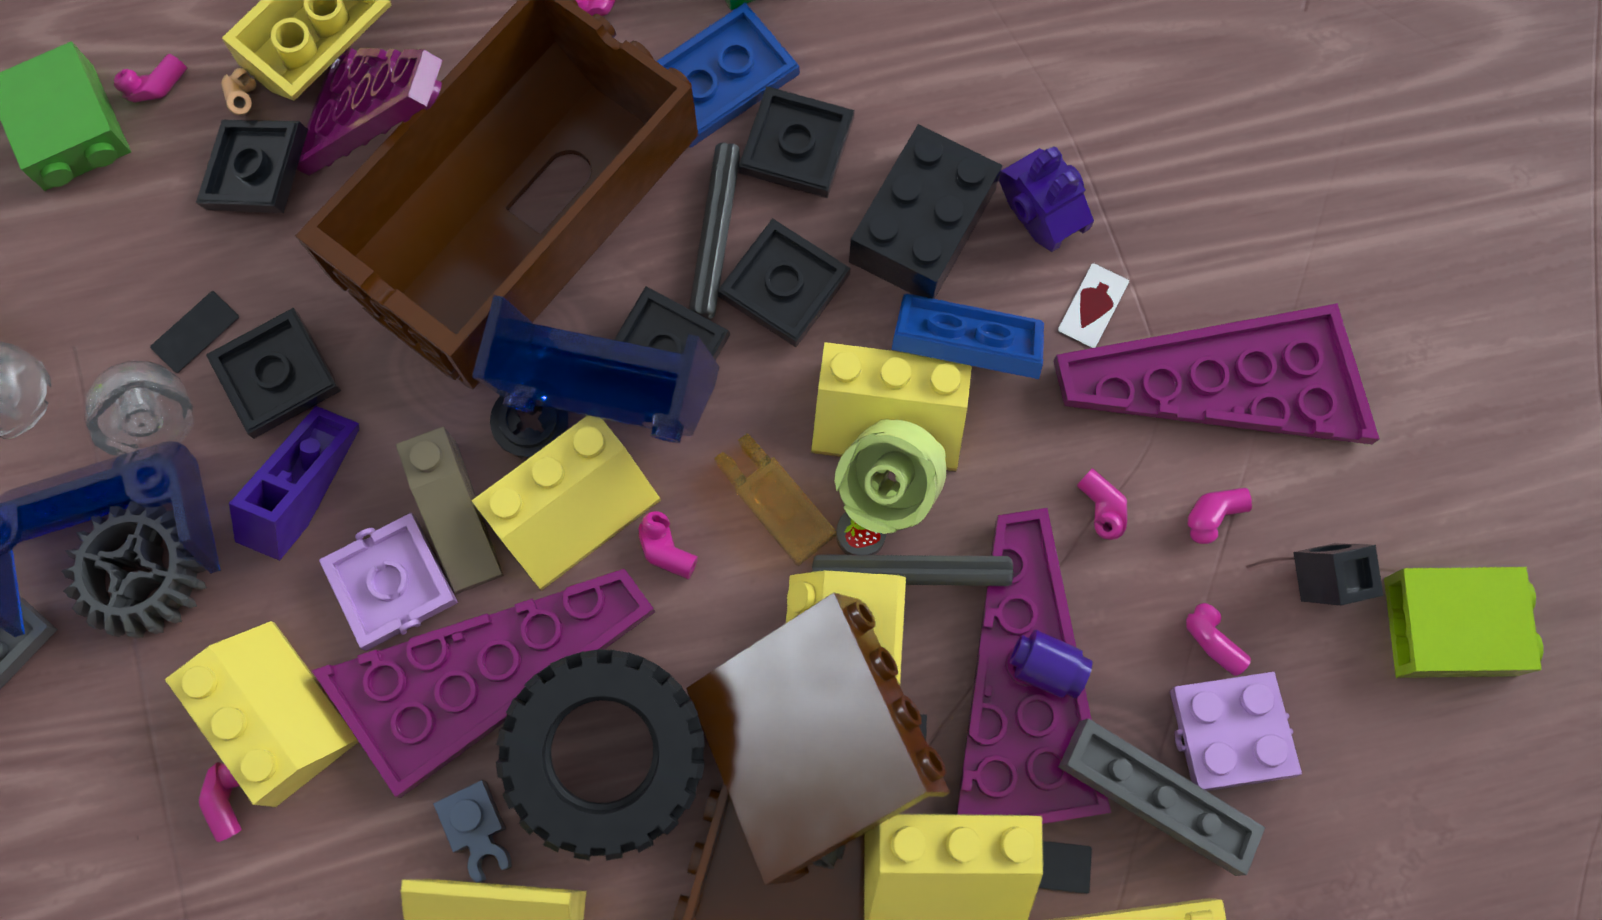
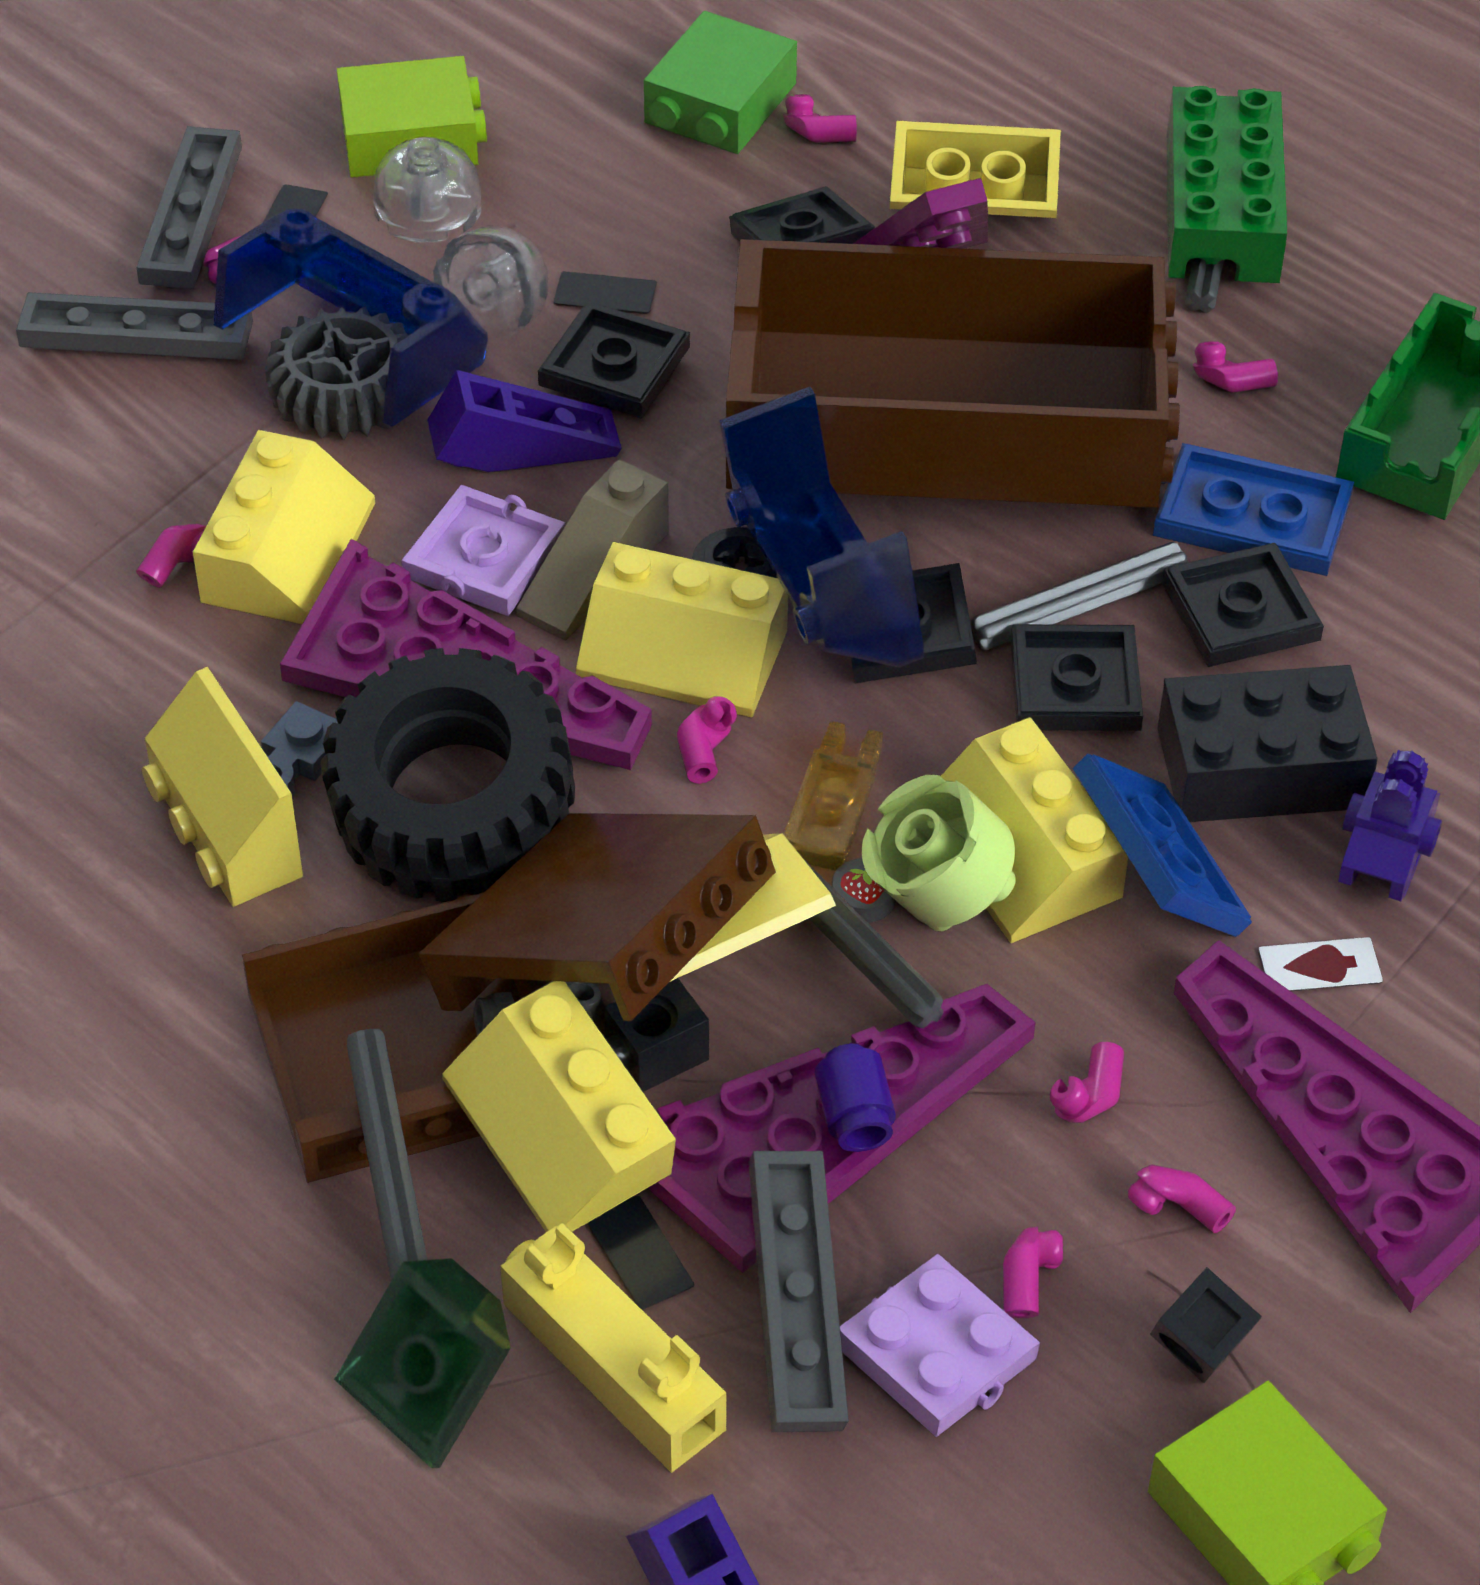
camera: 55 degrees right, 25 degrees down
(235, 91) = (860, 182): light nougat arm -> none

